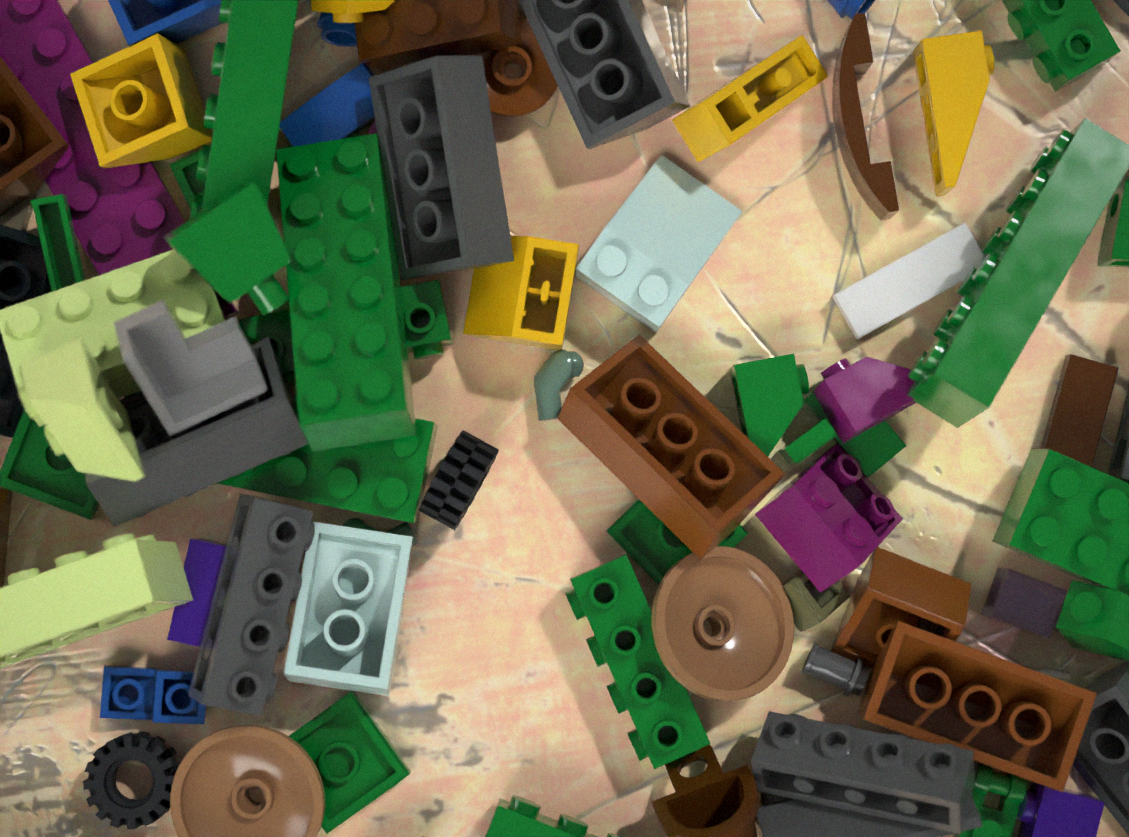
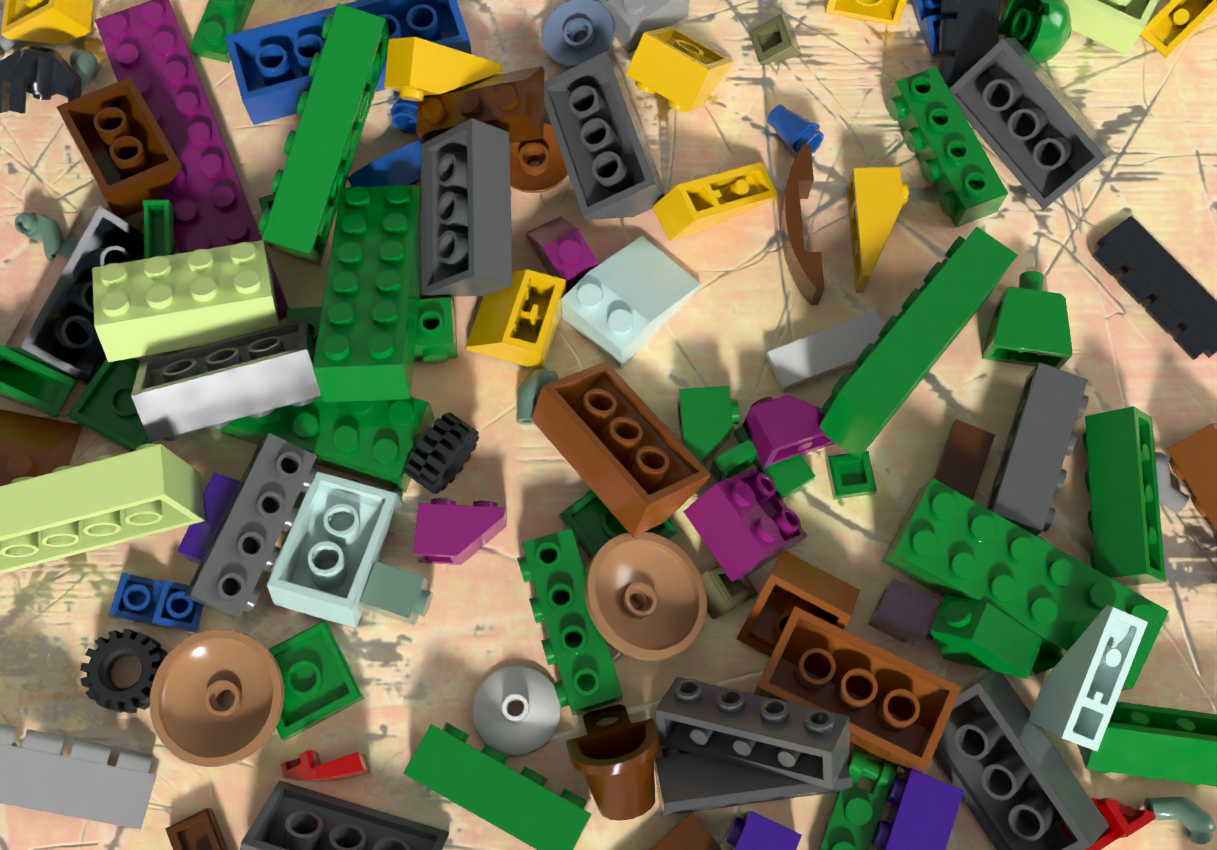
camera: 10 degrees right, 15 degrees down
(81, 412) = (138, 338): yellowish green slope -> none
(142, 104) = (242, 147): yellow slope -> none
(190, 375) = (232, 327): light grey panel -> none
(236, 247) = (289, 236): green torso -> none
(431, 653) = (396, 593): none -> sand green brick
(485, 572) = (455, 532): none -> magenta slope
(566, 193) = (562, 251): none -> magenta slope
(581, 738) = (516, 733): none -> white dish
(837, 670) = (739, 652): dark grey pin -> none
(945, 442) = (850, 476): none -> green tile

